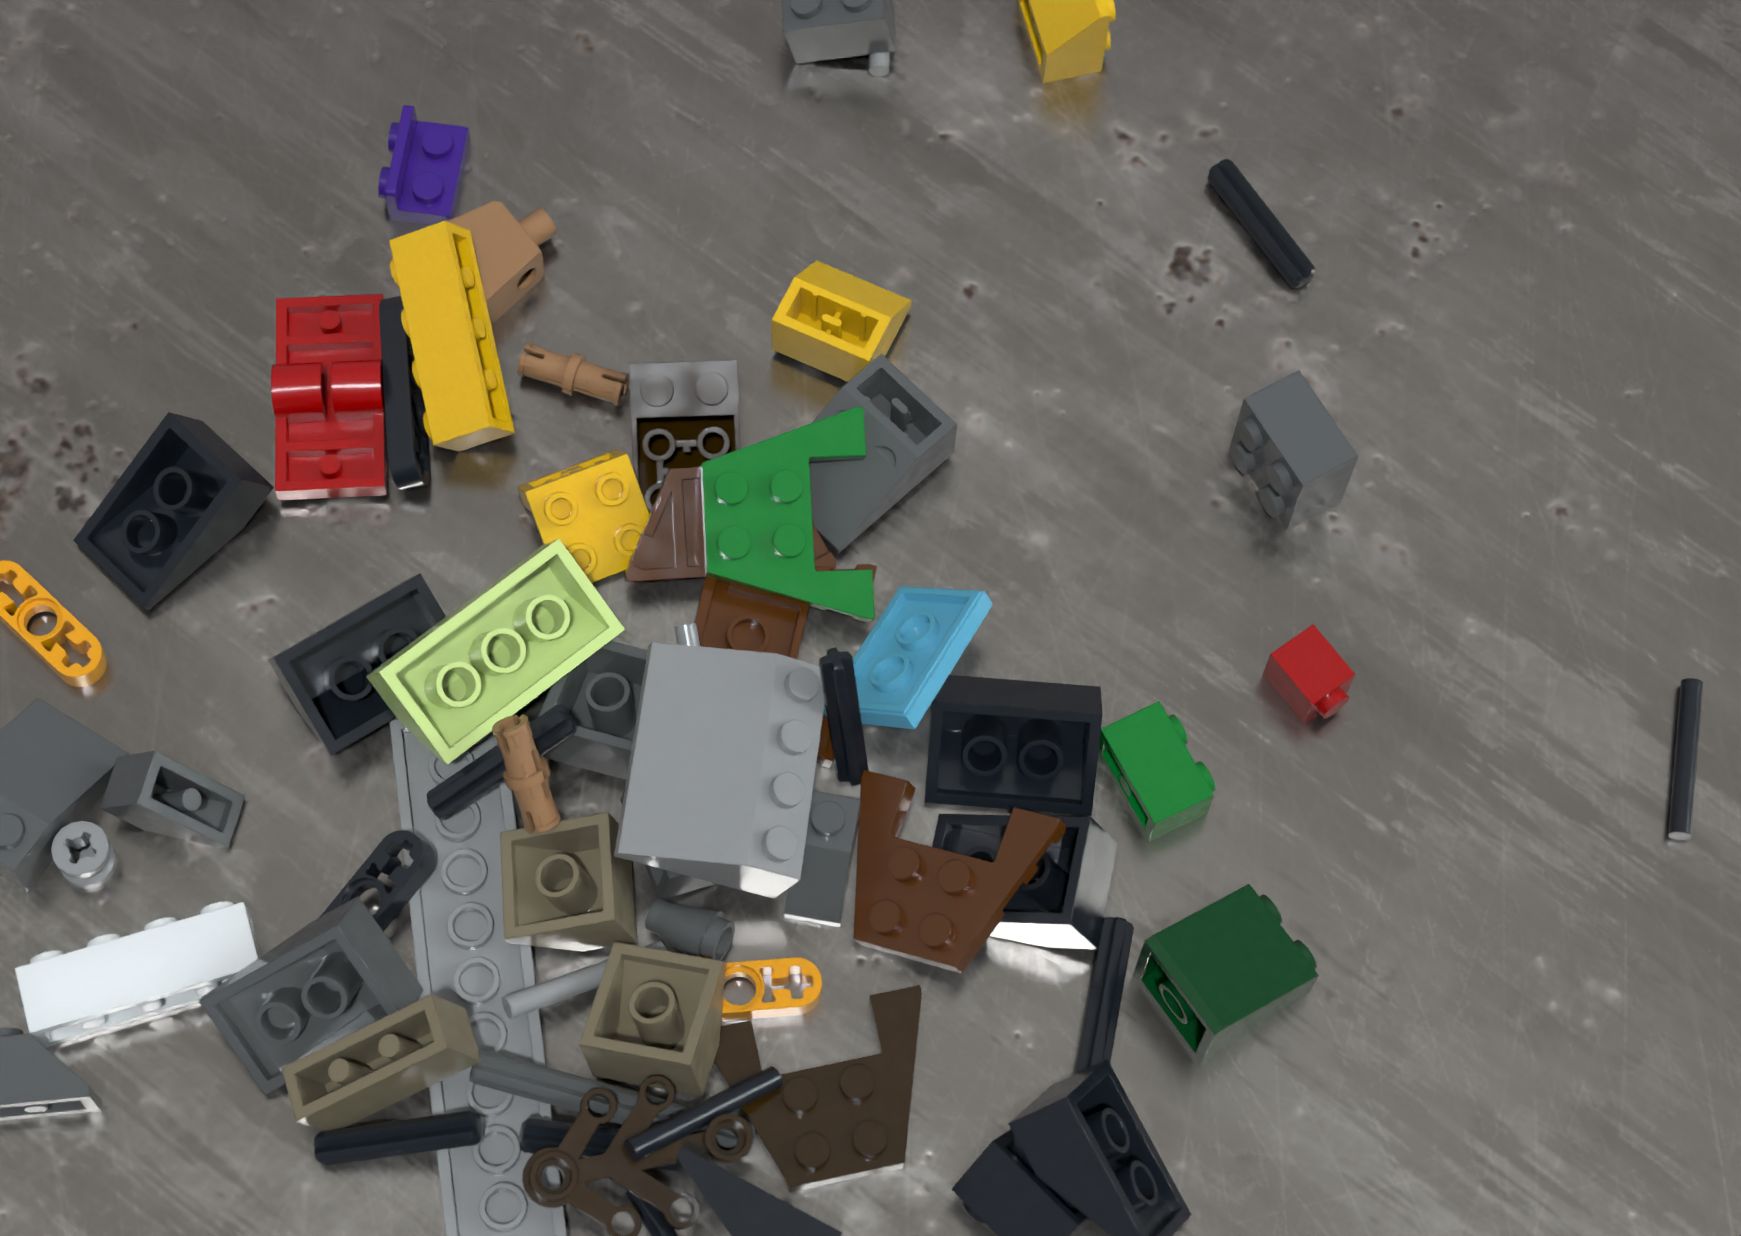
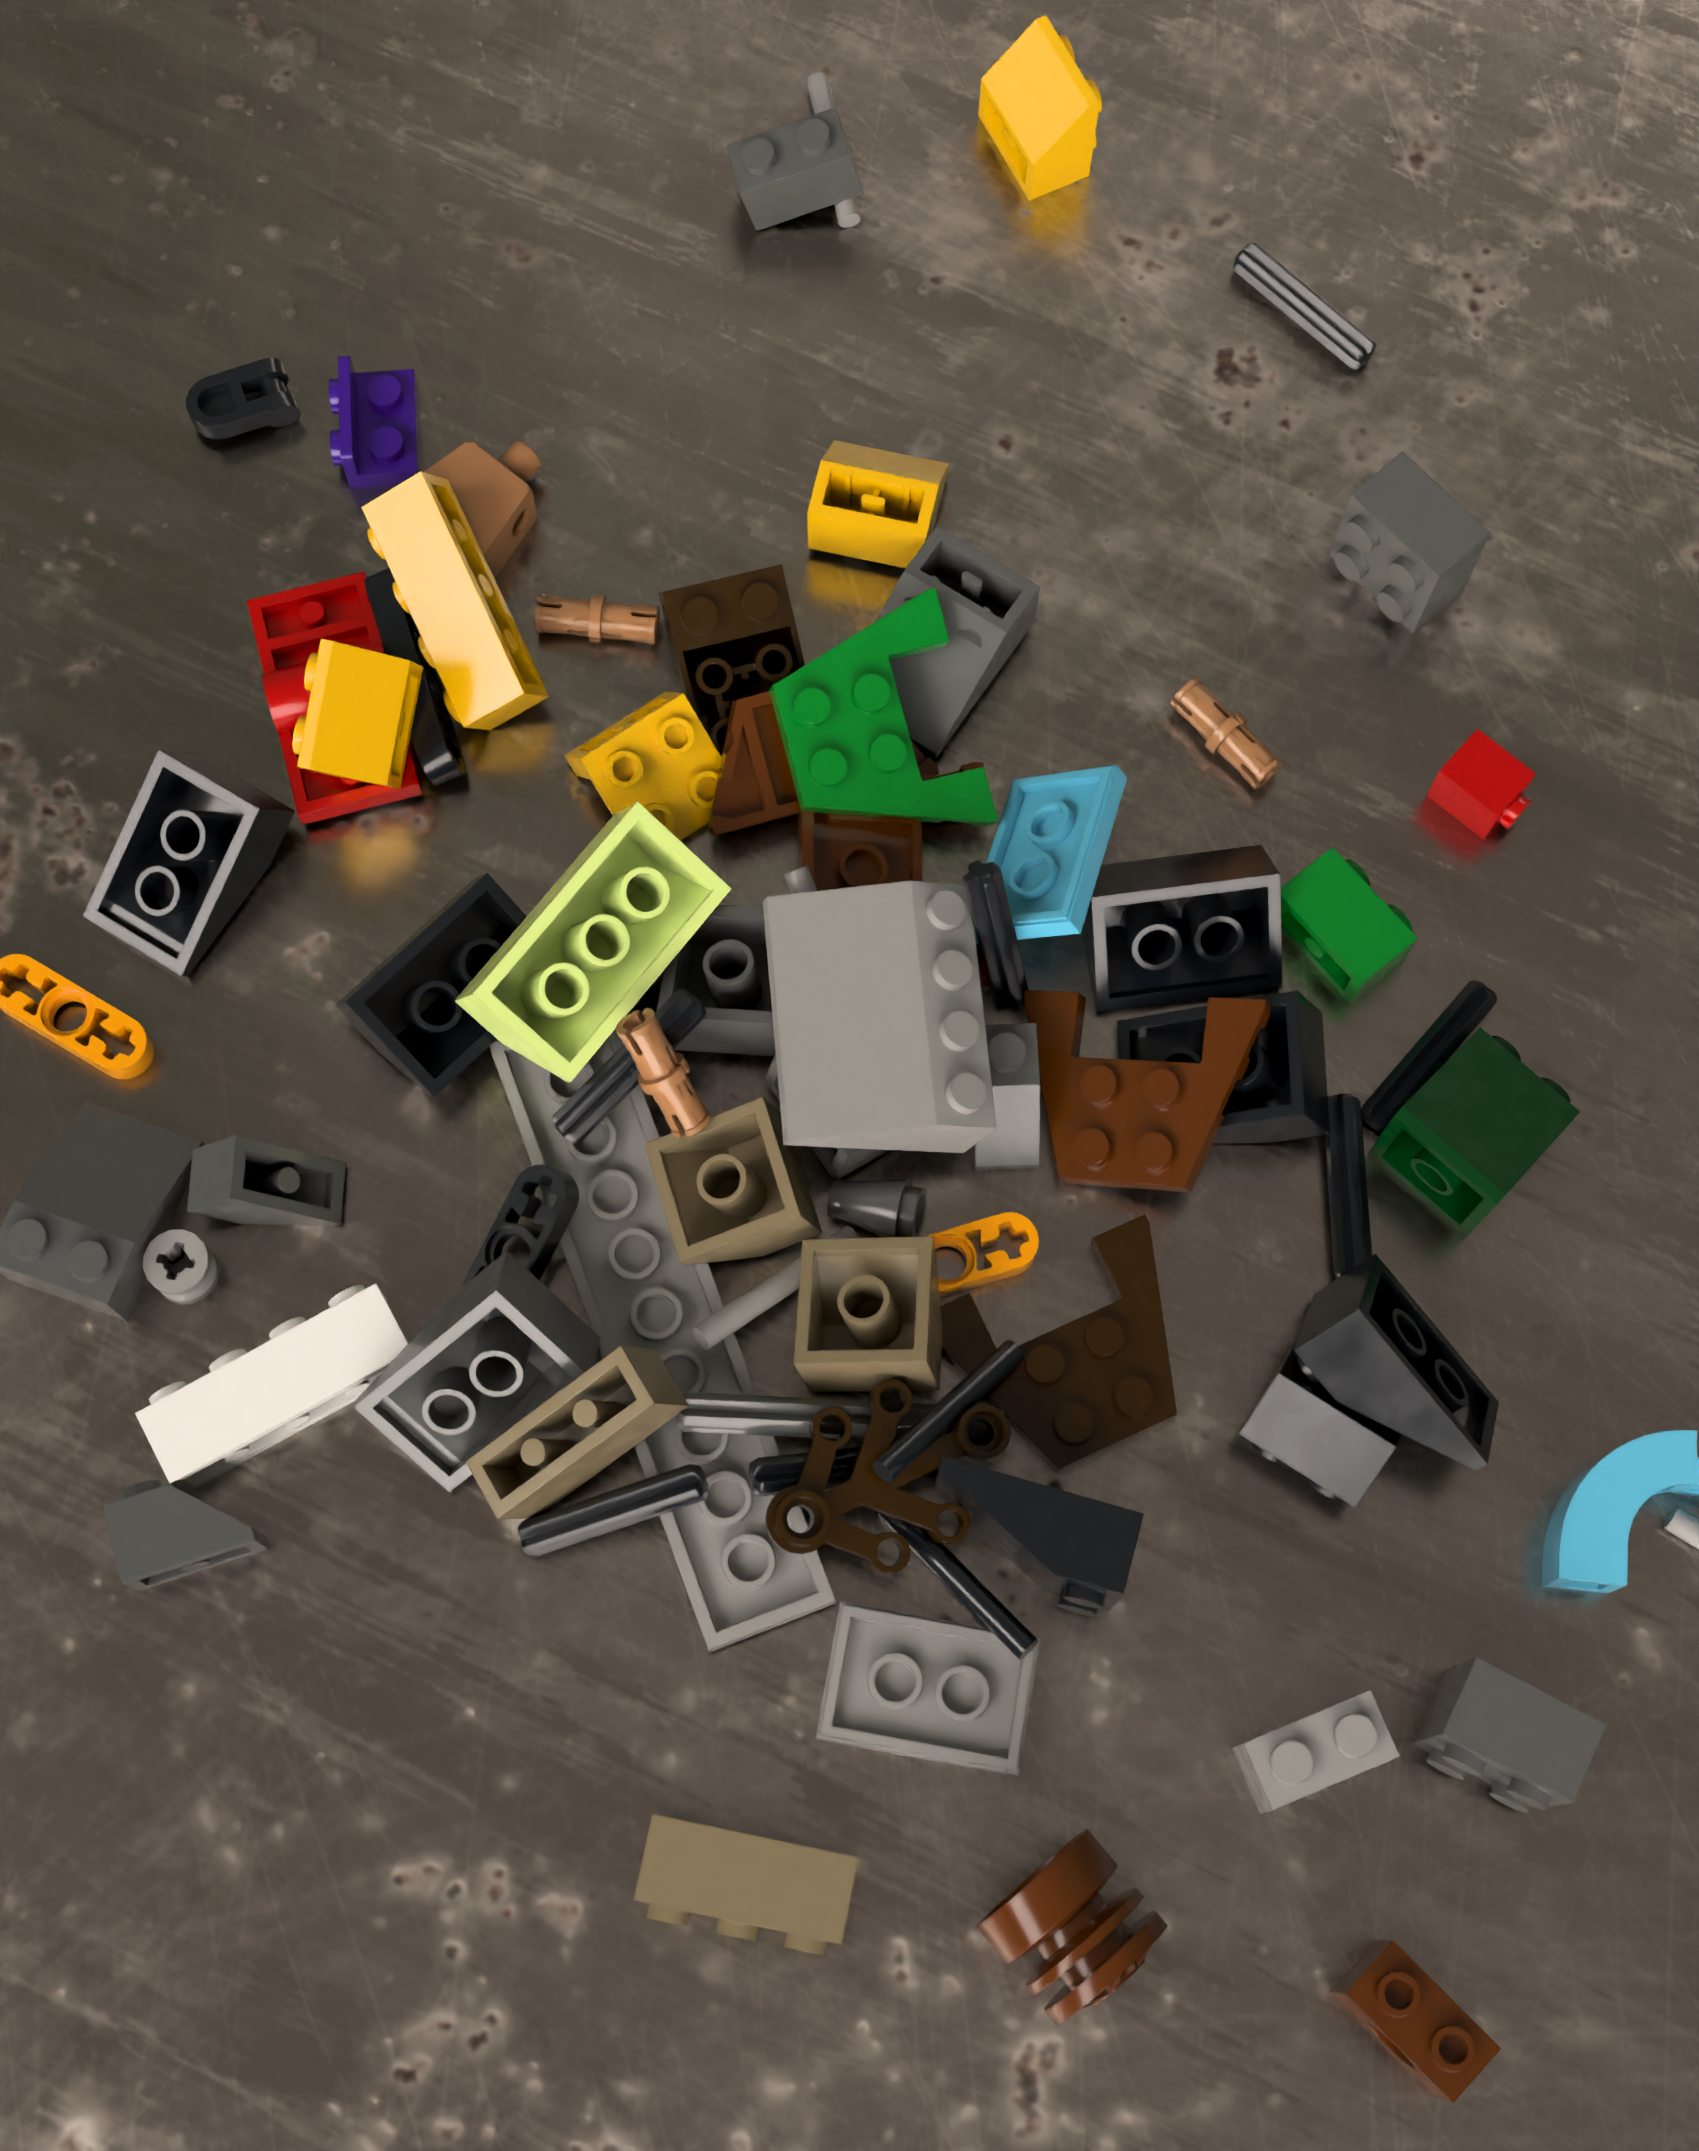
camera: 10 degrees left, 5 degrees up
(296, 131) = (220, 406): none -> black plate
(342, 416) = (357, 714): none -> yellow slope
(1096, 583) = (1226, 733): none -> medium nougat pin
(1243, 870) = (1429, 1053): none -> black axle

